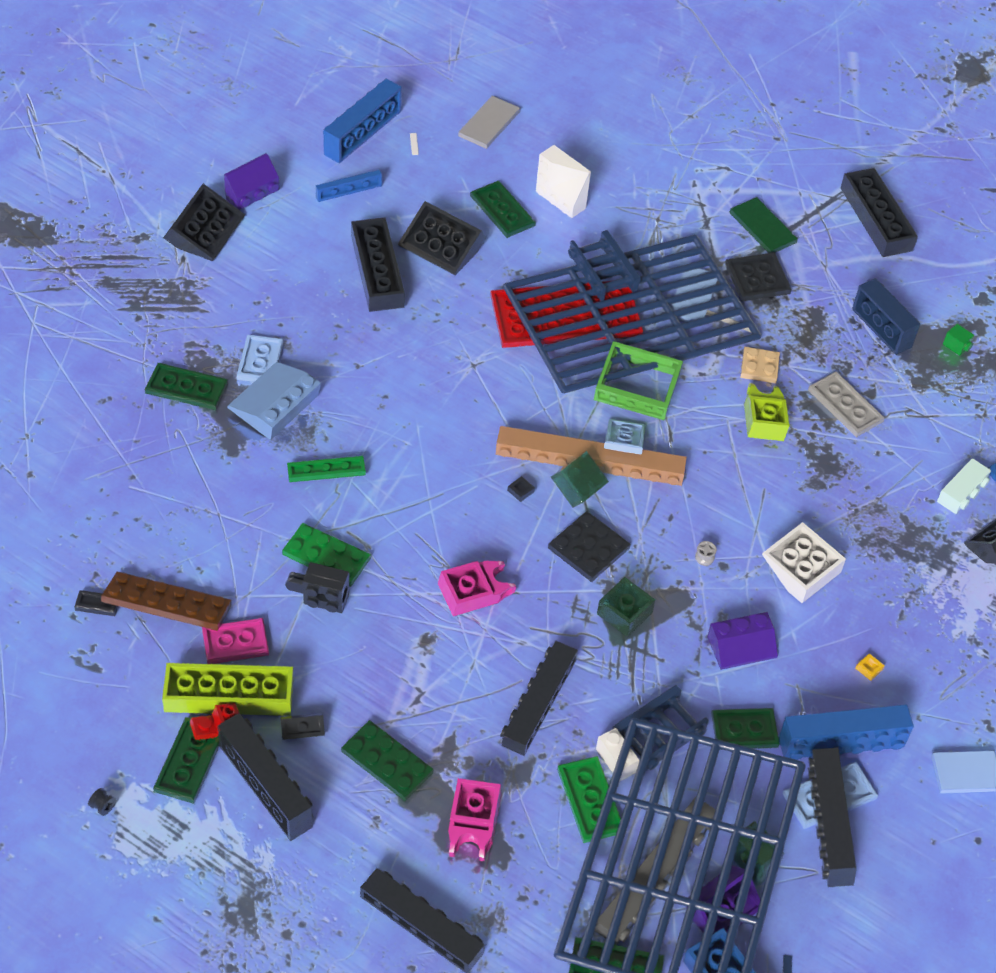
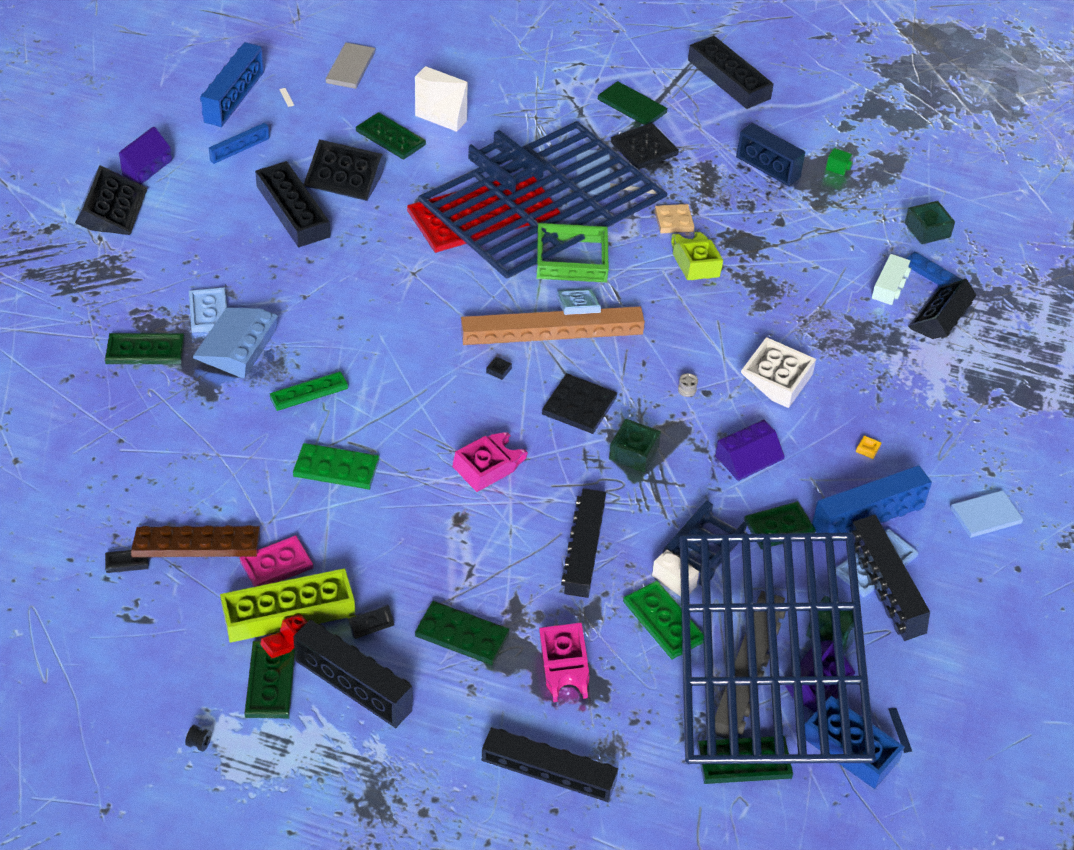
camera: 15 degrees left, 5 degrees down
(321, 587) = (346, 493): black brick -> none
(579, 479) = (551, 346): clear green brick -> none
(846, 404) = (762, 235): light grey tile -> none

